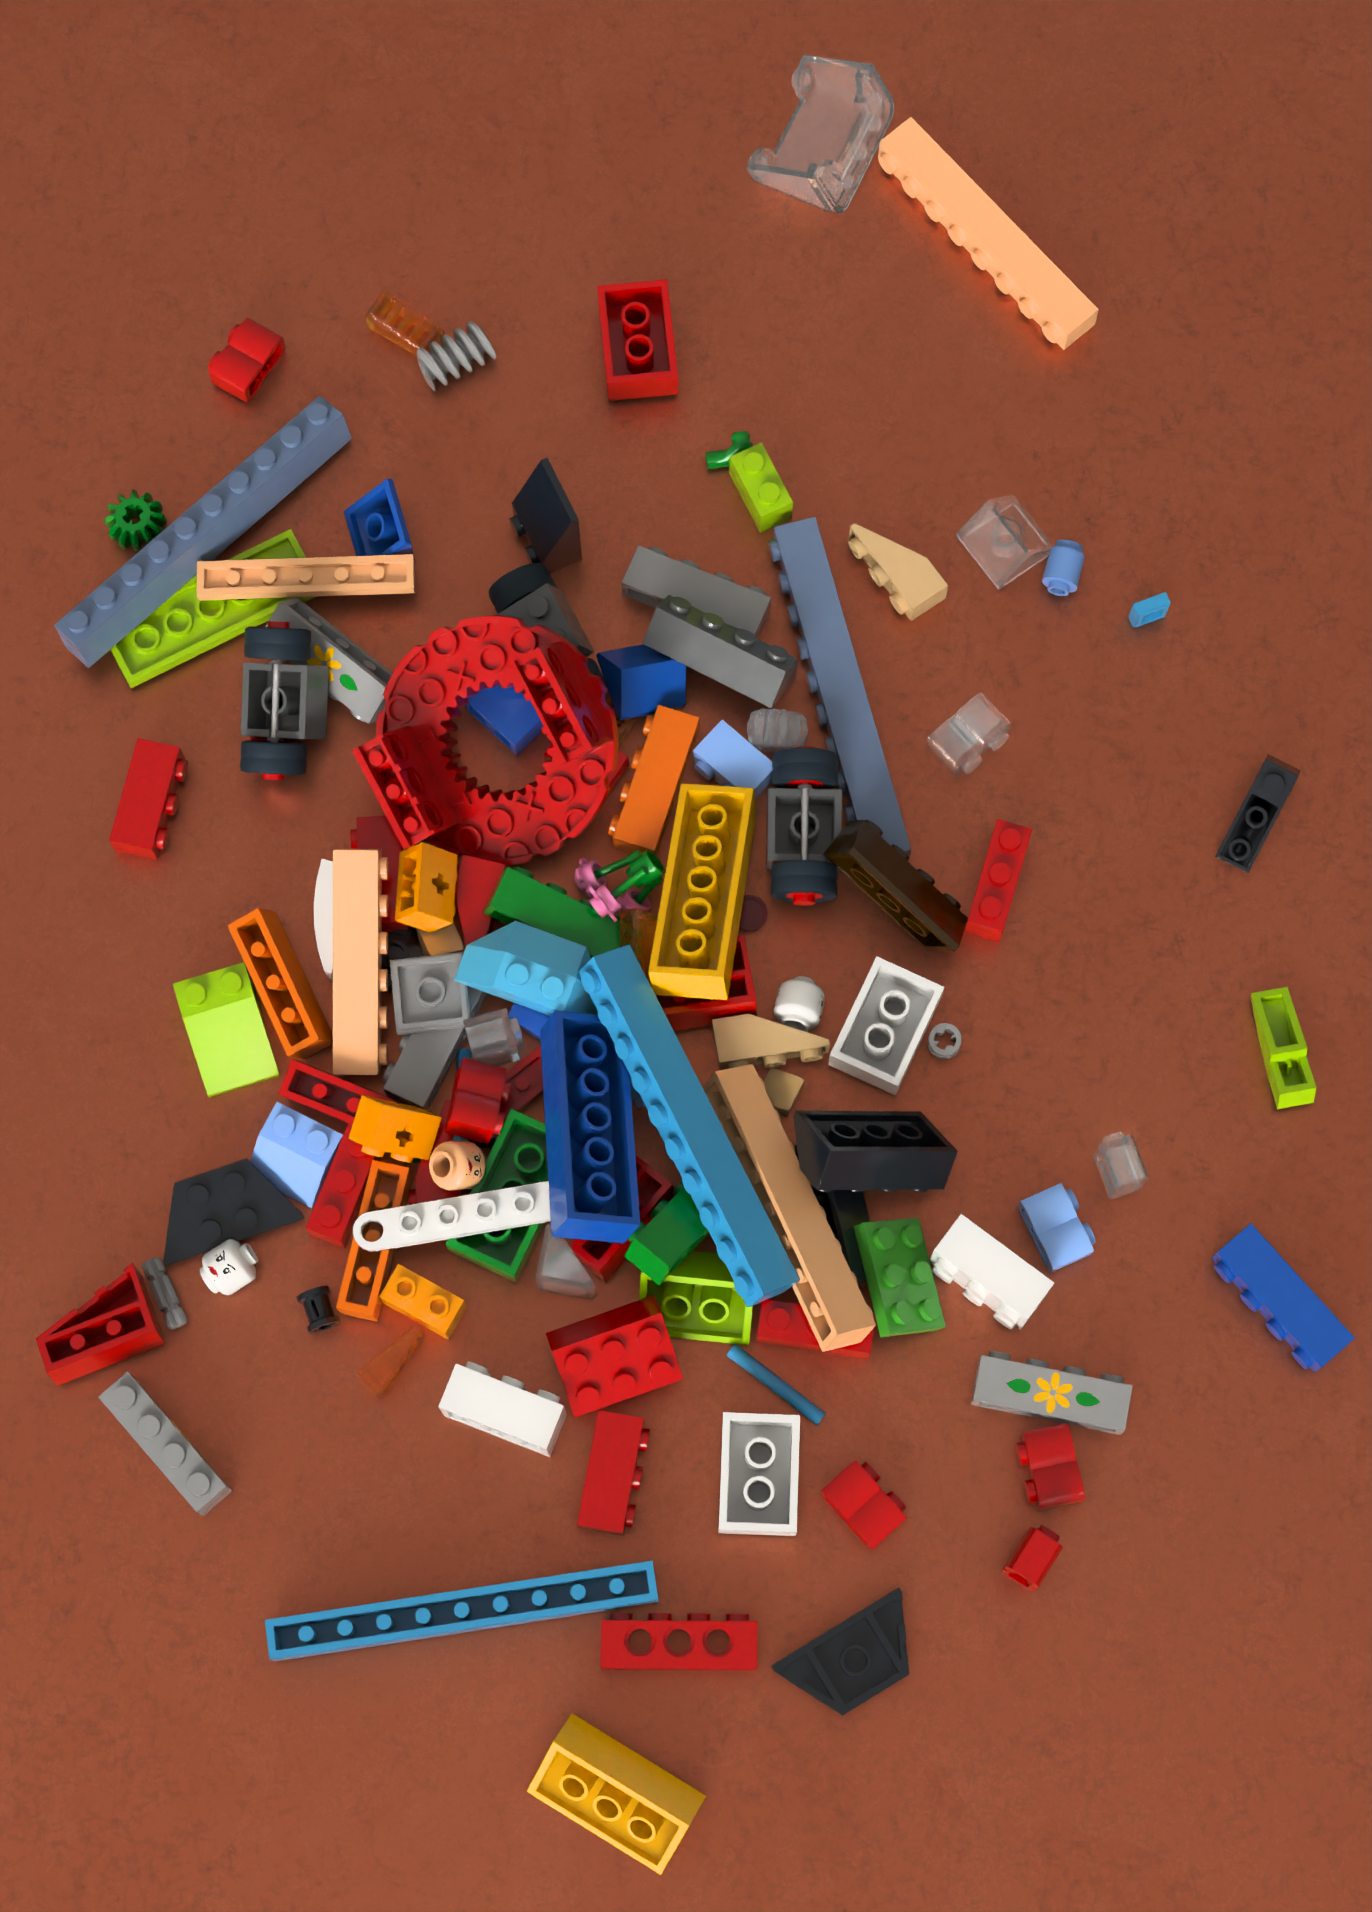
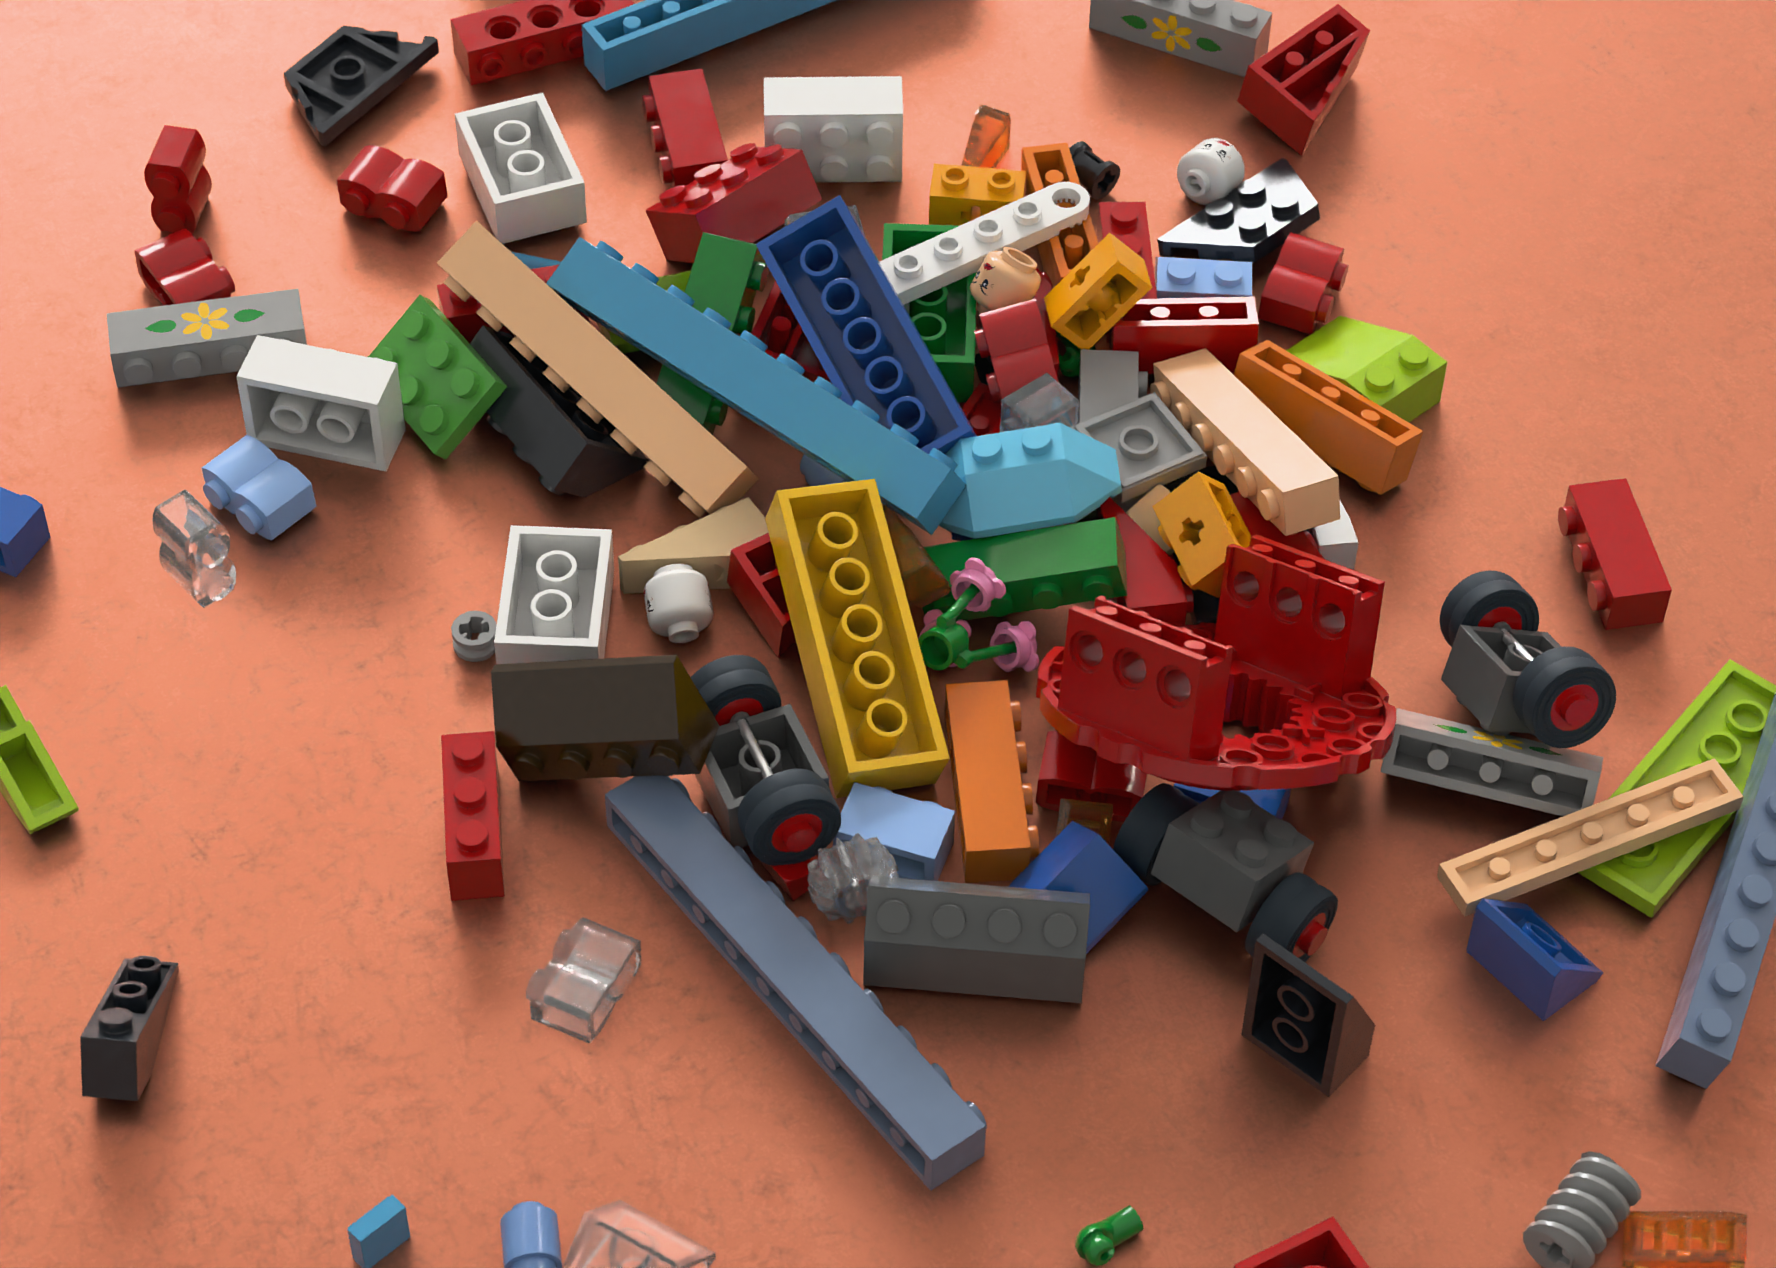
camera: 155 degrees right, 25 degrees down
(164, 1293) = (1266, 139): light grey axle -> none
(222, 1126) = (1302, 284): none -> red brick
(656, 576) = (1053, 1020): light grey brick -> none
(753, 914) = (794, 691): dark red piece -> none
(760, 487) = (1033, 1191): lime brick -> none
(783, 1090) = (657, 516): tan slope -> none
(872, 1150) = (517, 456): black slope -> none
(904, 573) = (771, 1155): tan slope -> none

